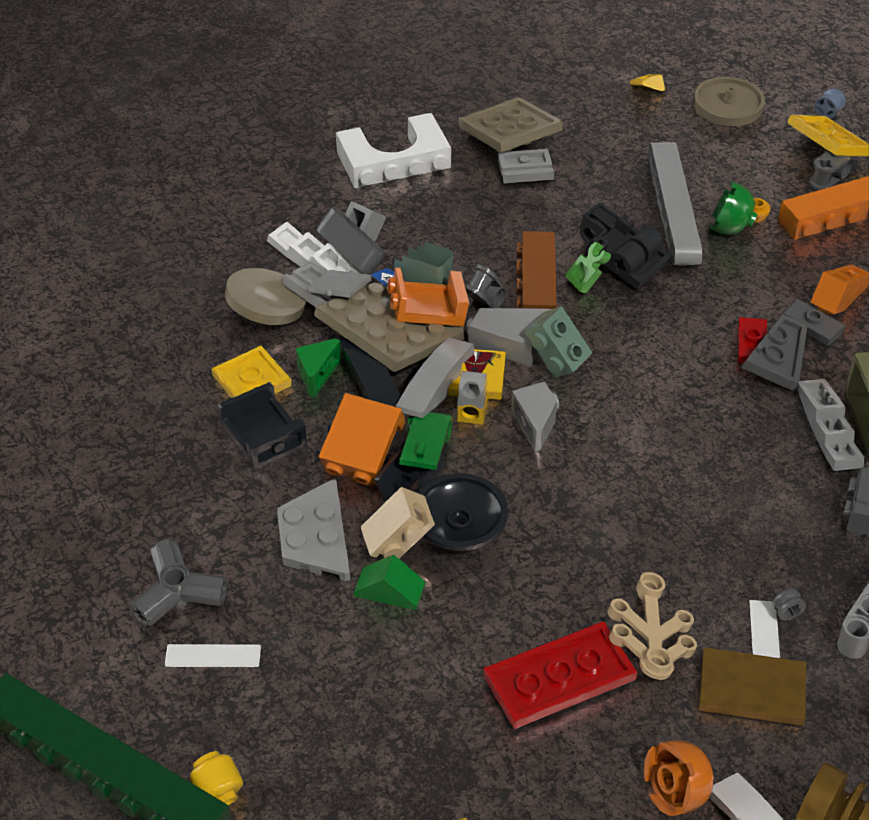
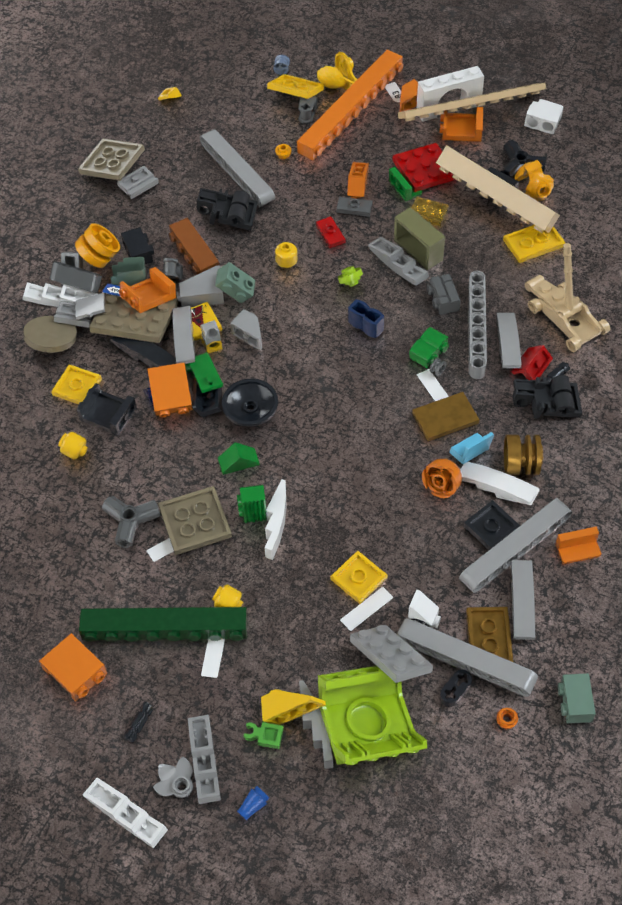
camera: 30 degrees left, 10 degrees up
(180, 449) = (73, 445): none -> yellow head
(261, 638) = (194, 520): none -> dark tan plate
(314, 532) = (178, 452): light grey wing -> none
(317, 363) = (108, 360): green slope -> none
(354, 656) = (252, 503): none -> green brick
(370, 166) = (48, 223): white arch -> none
(384, 693) = (276, 516): none -> white slope
(397, 524) = (225, 426): tan brick -> none
(406, 214) = (97, 245): none -> light orange wheel
(464, 239) = (137, 245): none -> black brick
(559, 674) = (353, 459): red plate -> none
(585, 269) = (218, 233): bright green plate -> none
(654, 659) = (395, 427): tan plant -> none
(661, 340) = (286, 255): none -> yellow head
(719, 479) = (366, 318): none -> dark blue brick
(729, 101) = (223, 87): dark tan piece -> none
(734, 210) = (273, 158): green cylinder -> none
(738, 410) = (350, 276): none -> lime plate
(762, 756) = (471, 447): none -> medium azure panel
(780, 353) = (350, 232): dark grey wing -> none
(796, 566) = (429, 347): none -> green brick

